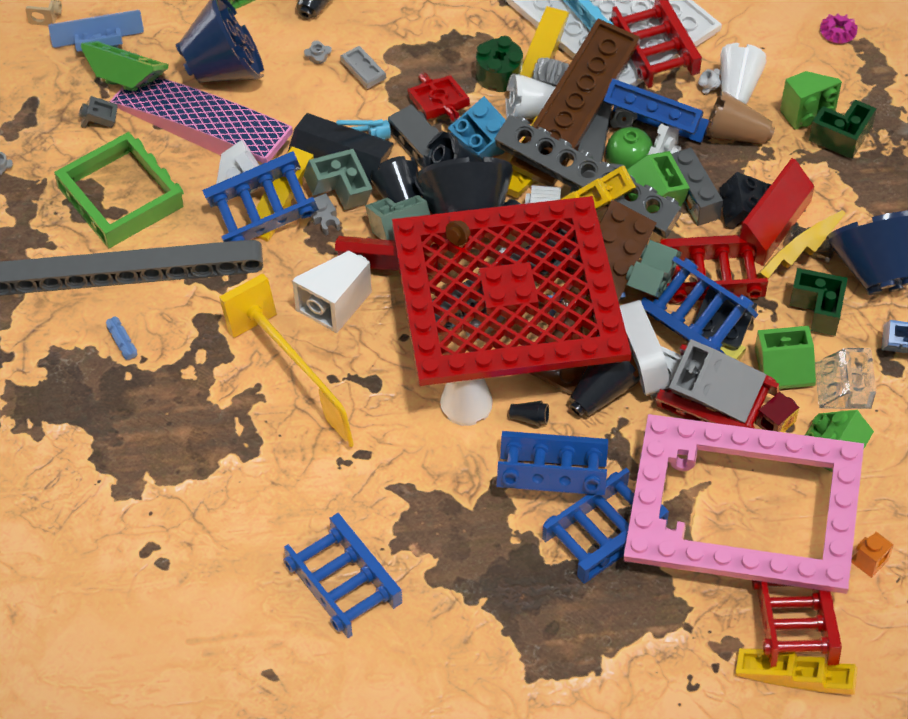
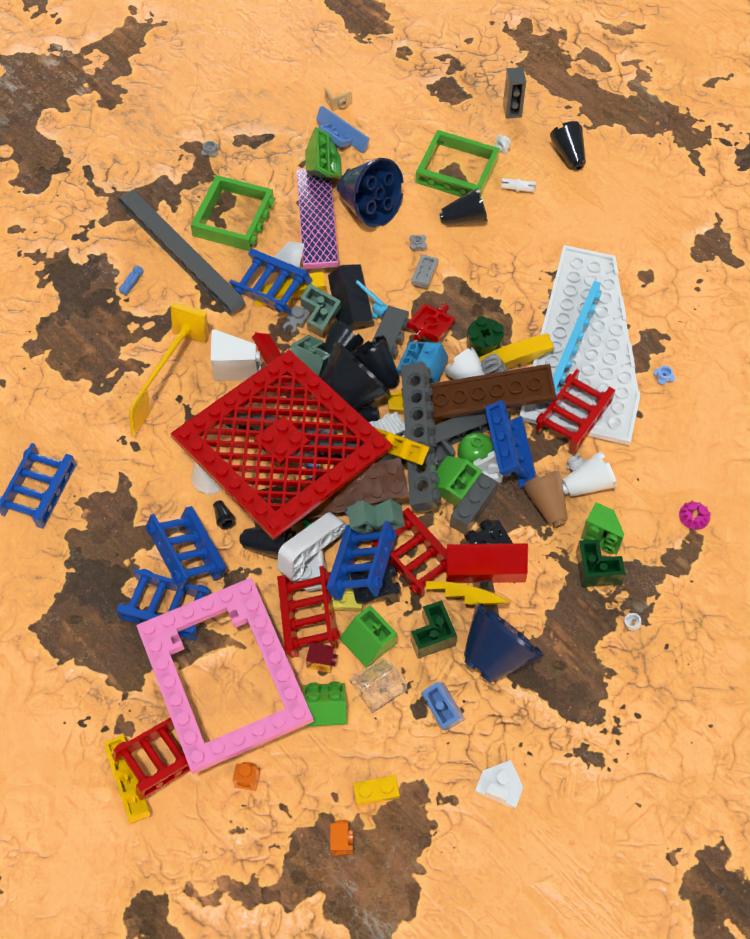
camera: 55 degrees right, 5 degrees up
(98, 111) = (281, 169): dark grey bracket -> none
(457, 232) = (297, 387): reddish brown plate -> none
(717, 381) = (304, 600): light grey slope -> none

